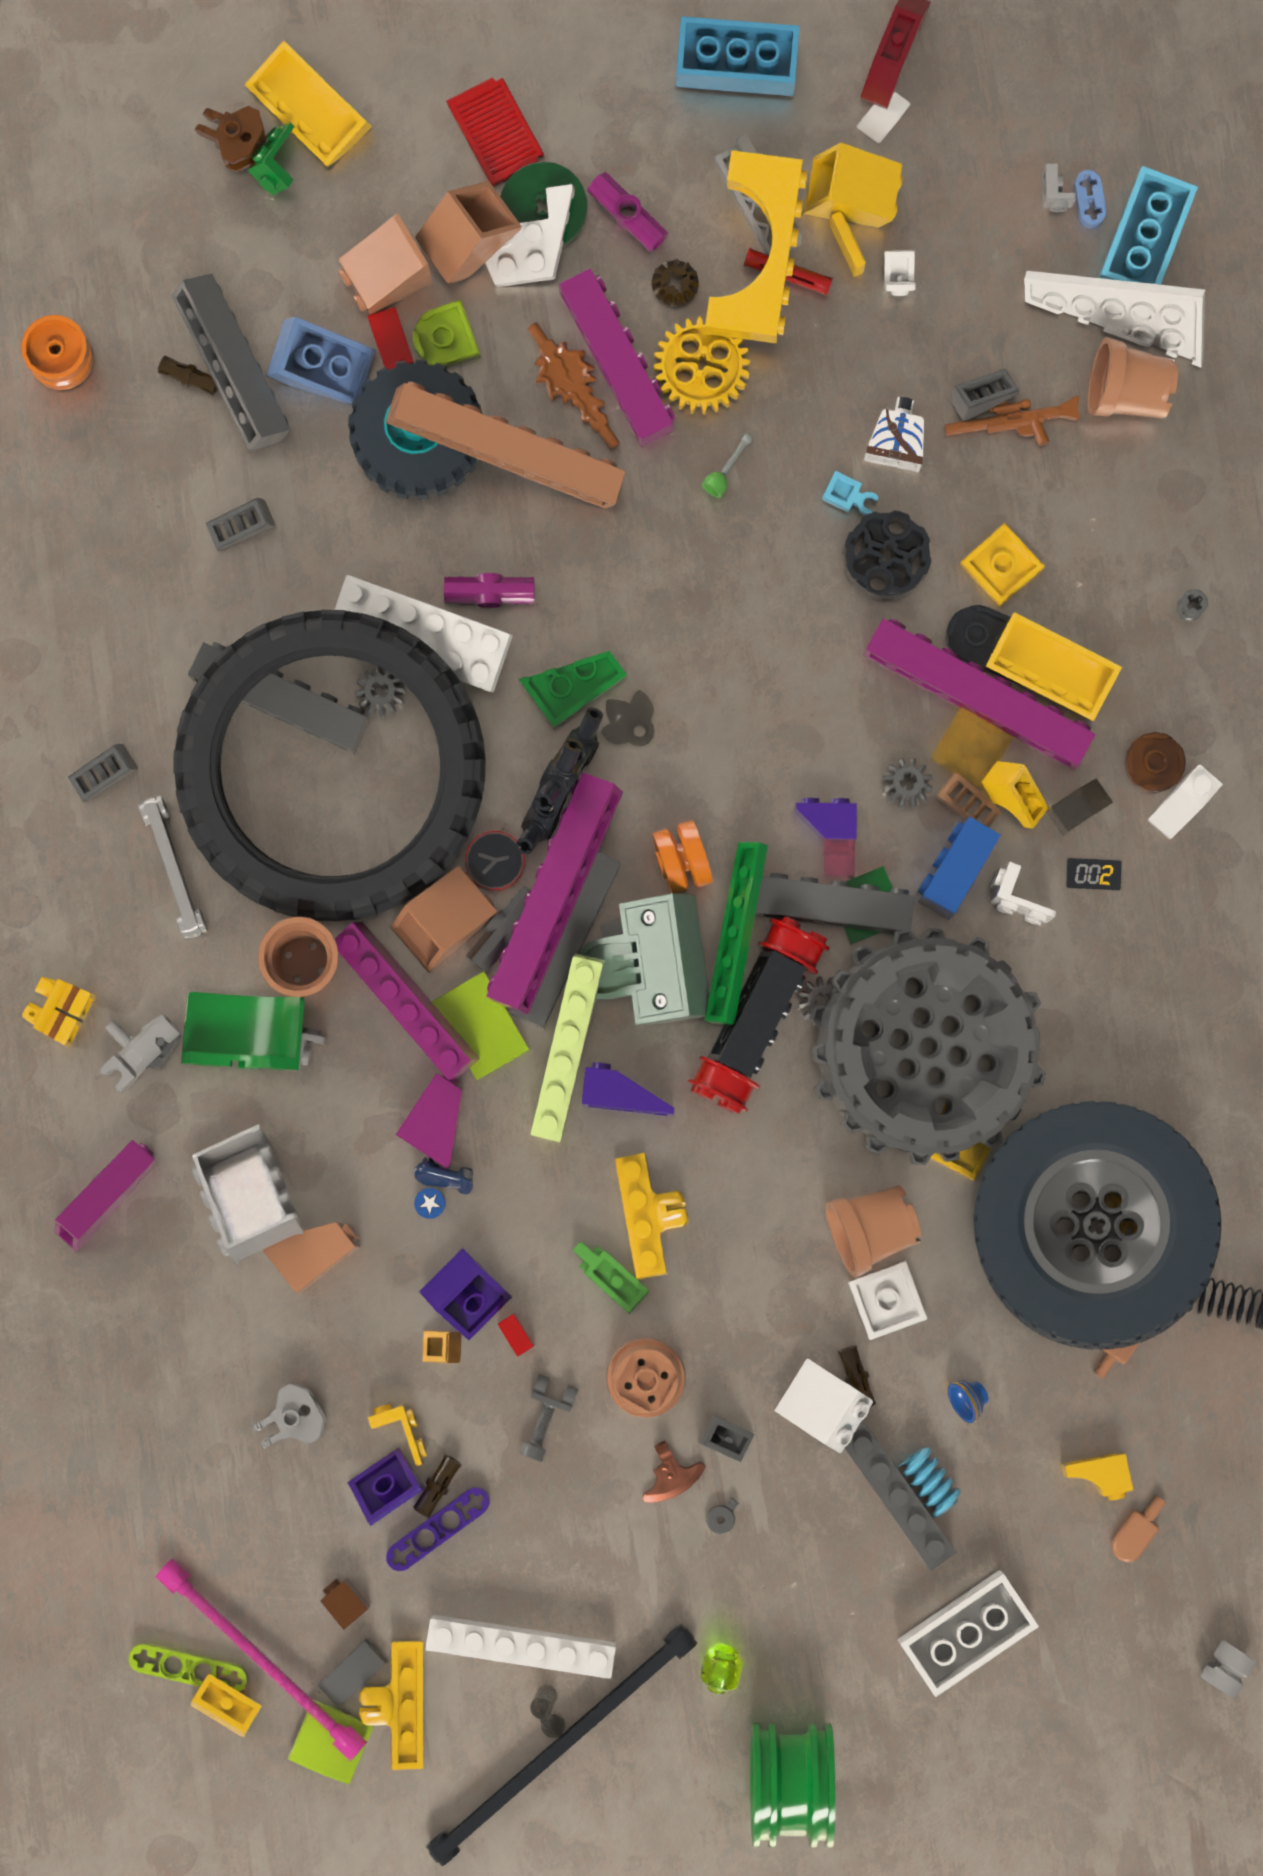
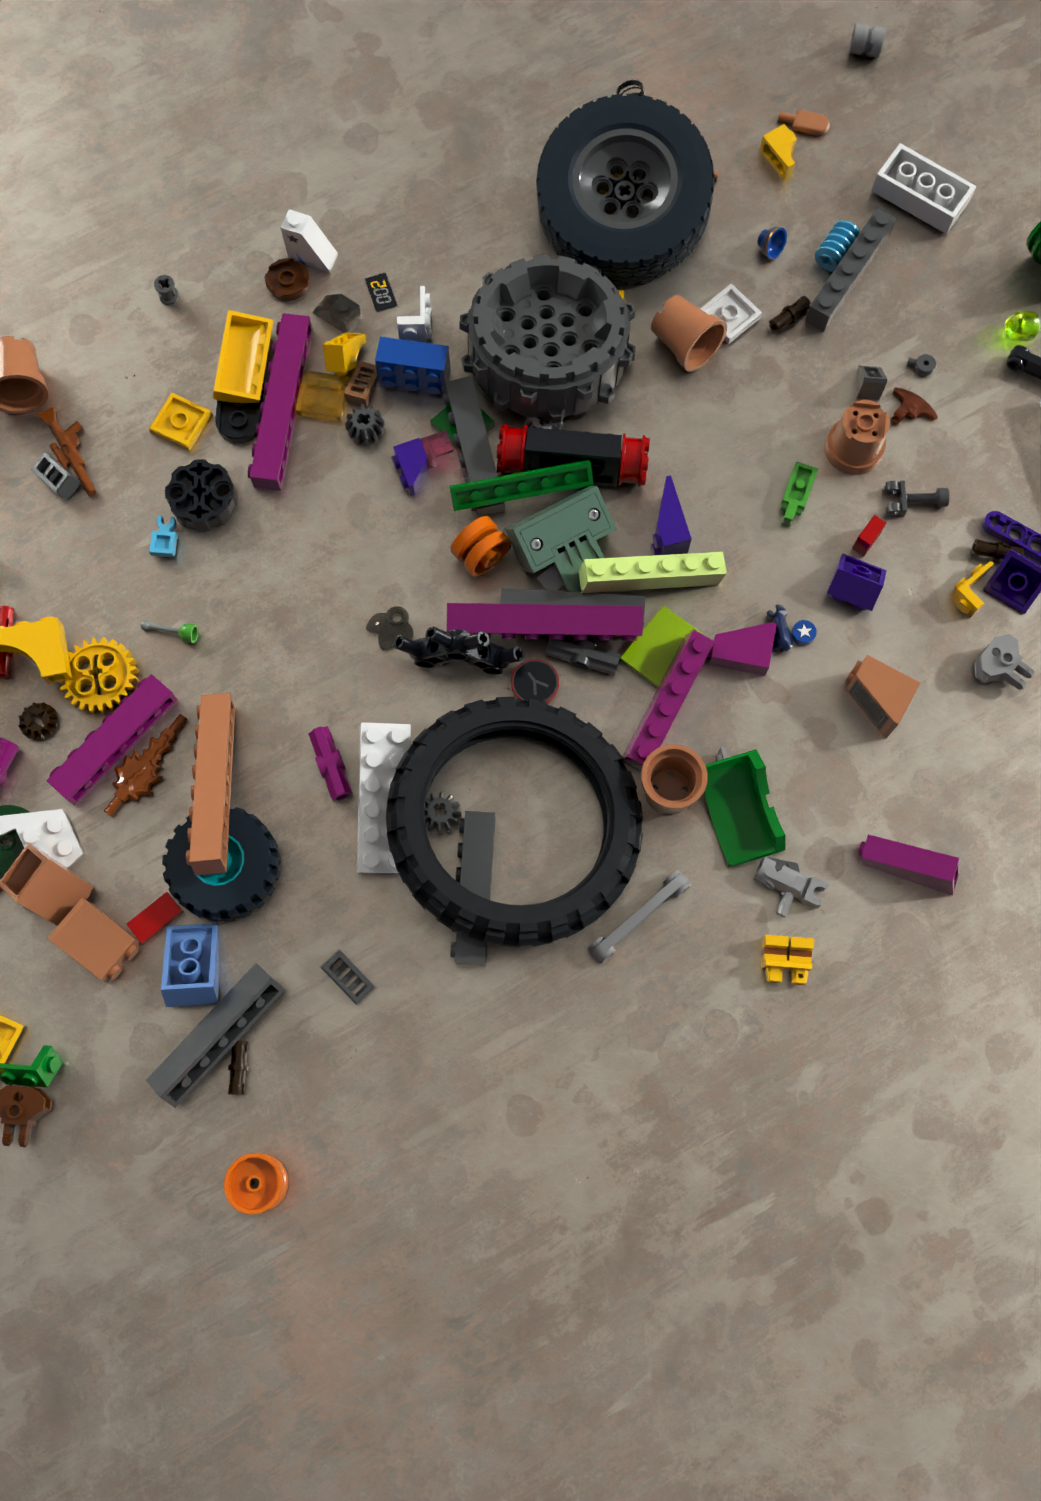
camera: 110 degrees left, 10 degrees down
(124, 759) = (565, 997): dark grey slope -> none
(245, 1194) = (864, 752): window -> none
(441, 1347) = (900, 586): pearl gold slope -> none
(443, 918) = (596, 697): nougat slope -> none
(445, 336) = (137, 877): lime tile -> none
(572, 687) = (381, 675): green wing -> none
(647, 1215) = (744, 481): yellow plate -> none
(824, 1406) = (822, 317): white panel -> none
(898, 438) = (108, 519): torso -> none

